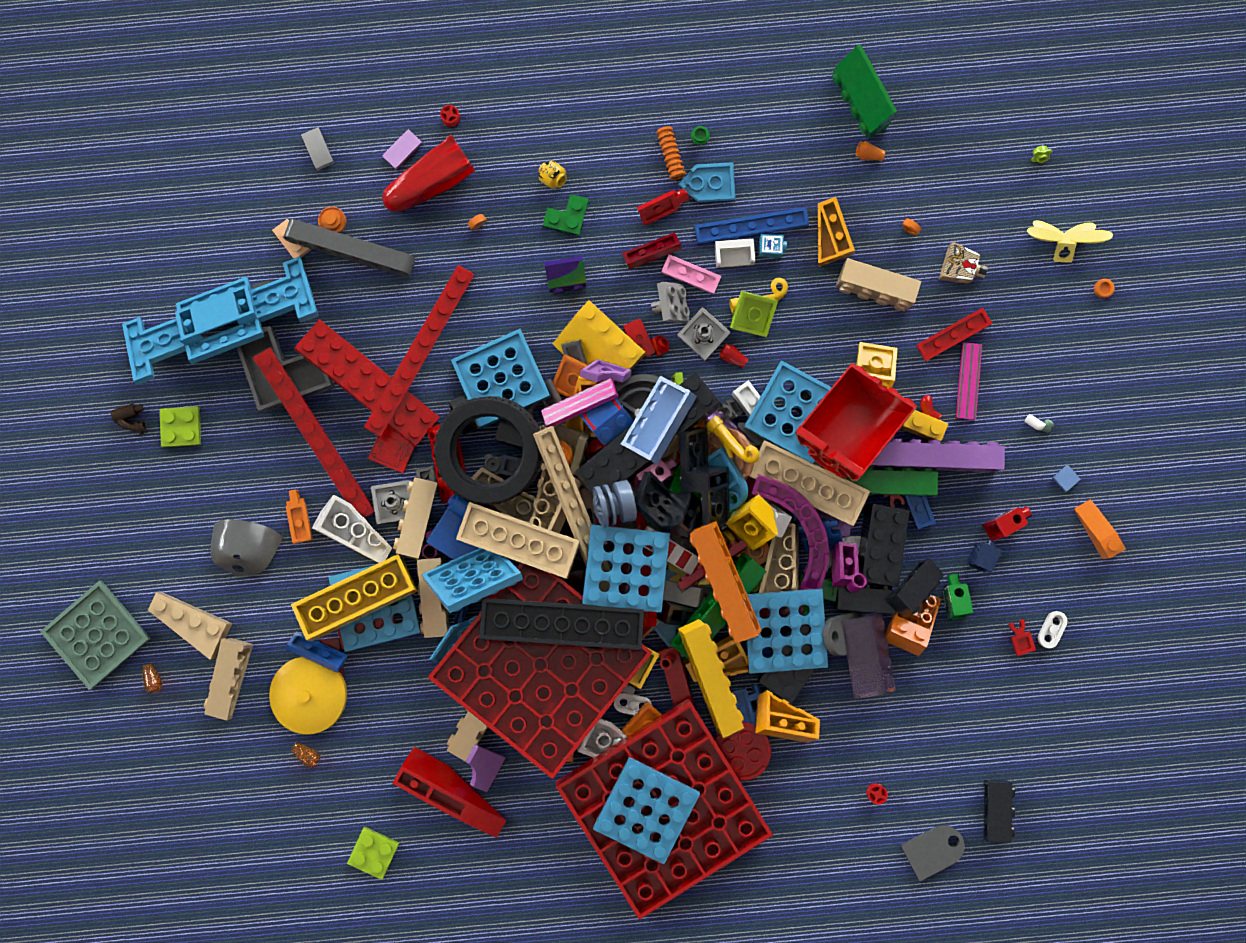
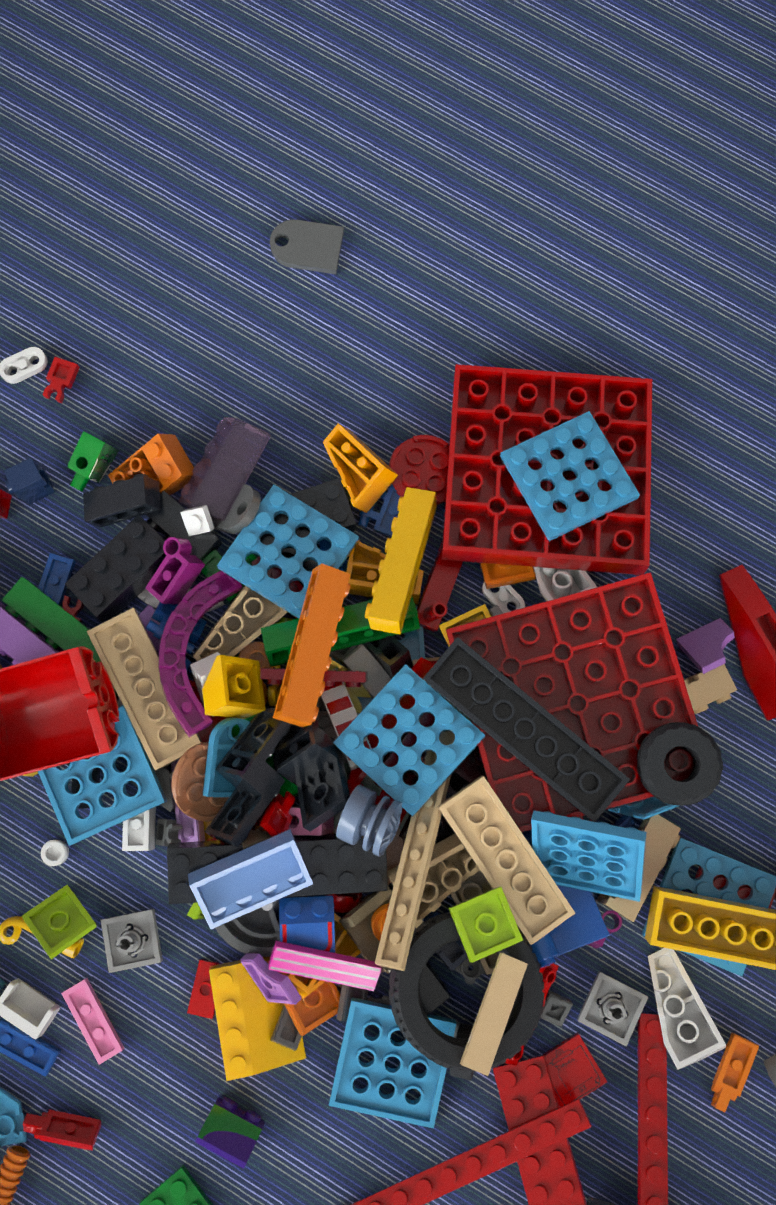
camera: 145 degrees left, 5 degrees down
(415, 519) = (601, 971): tan wedge -> none
(435, 670) = (706, 769): none -> black tyre
(465, 448) = (493, 1014): none -> tan tile
(504, 494) = (485, 924): none -> lime plate
(652, 251) = (114, 1083): dark red plate -> none
(660, 345) = (188, 963): red plate -> none
(670, 466) = (276, 817): none -> red plate
(672, 302) = (138, 1004): light grey plate -> none
(730, 444) = (193, 792): yellow plant -> none
(733, 356) = (119, 891): red cone -> none
(788, 349) = (54, 852): none -> white tile
(857, 609) = (197, 520): none -> white plate
(880, 795) = (322, 329): red wheel -> none
(998, 811) = (216, 236): black brick -> none

